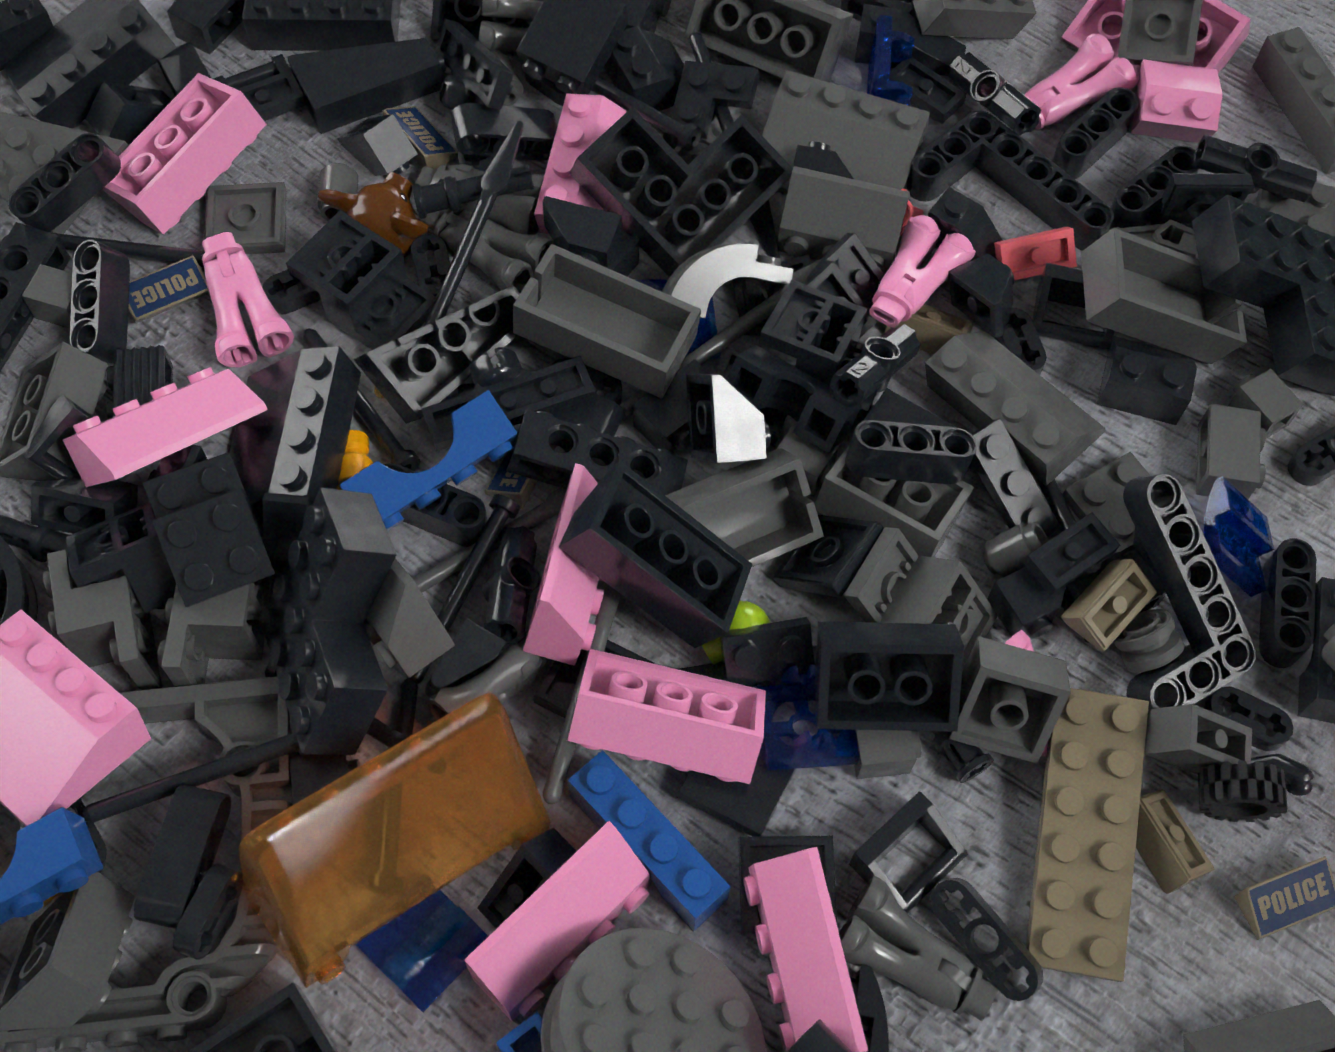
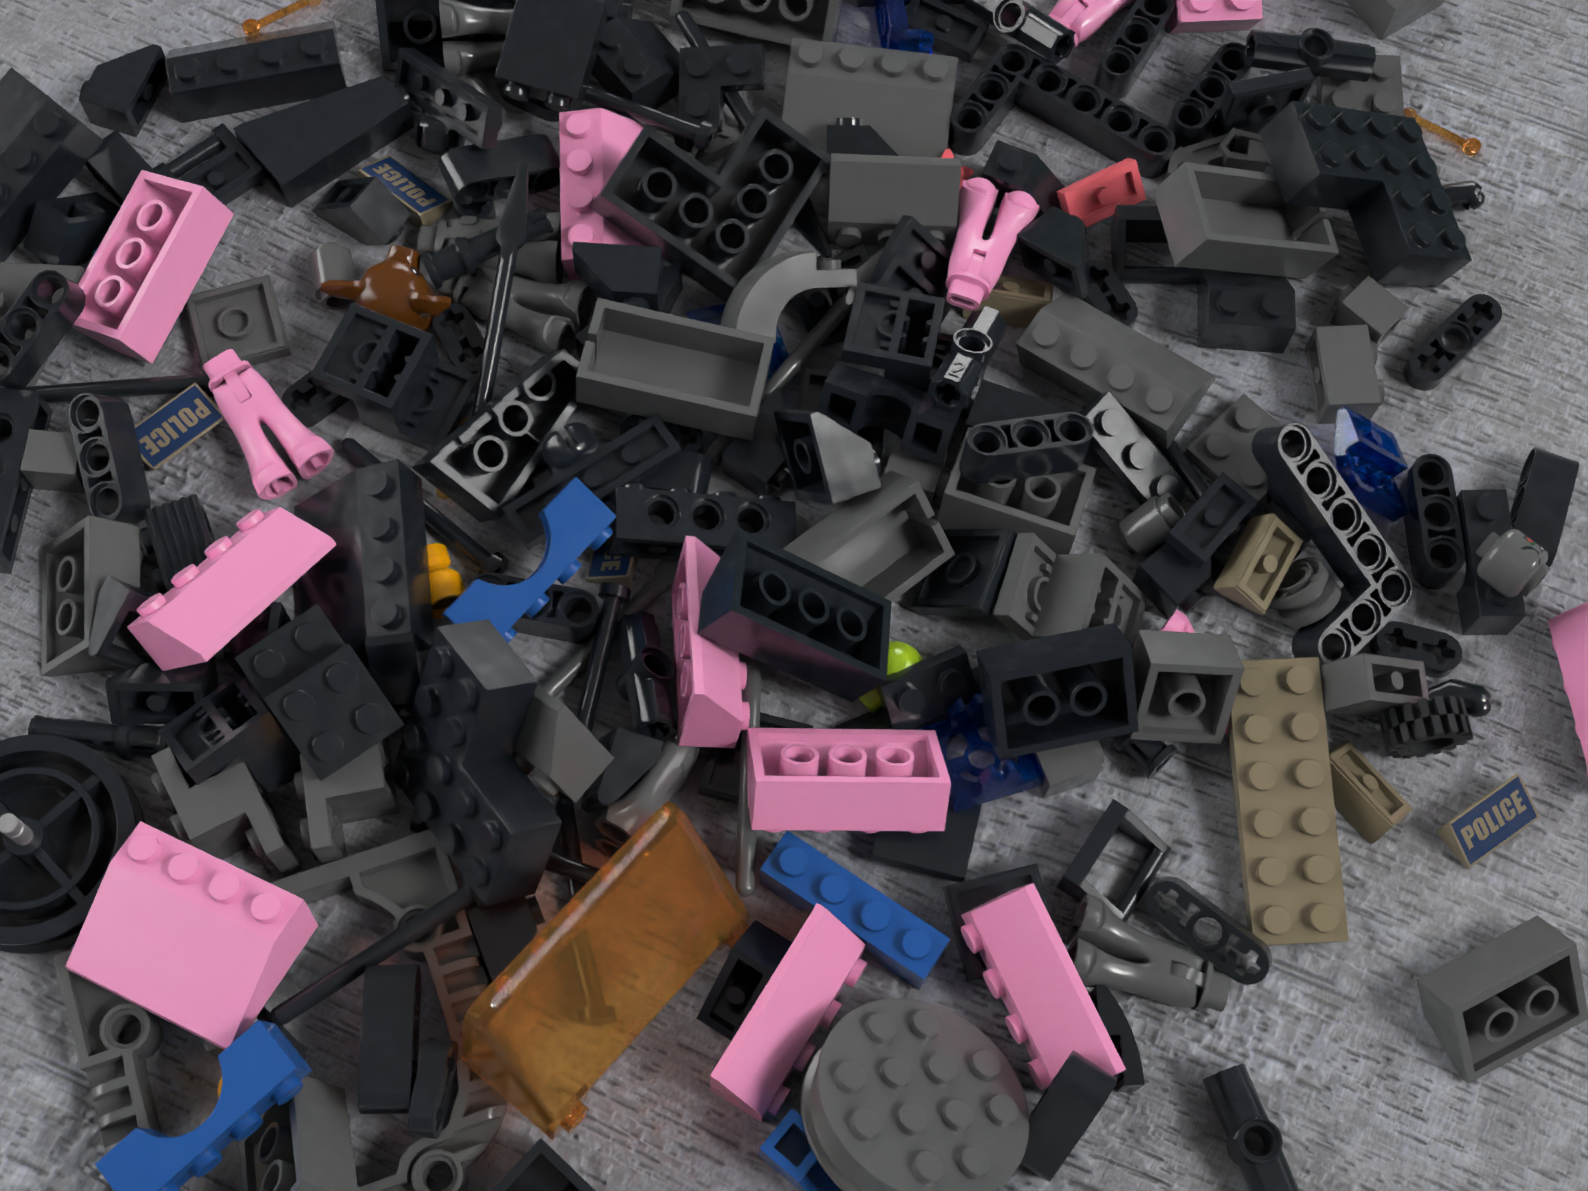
camera: 15 degrees left, 5 degrees up
(424, 948) = (659, 1072): clear blue slope -> none

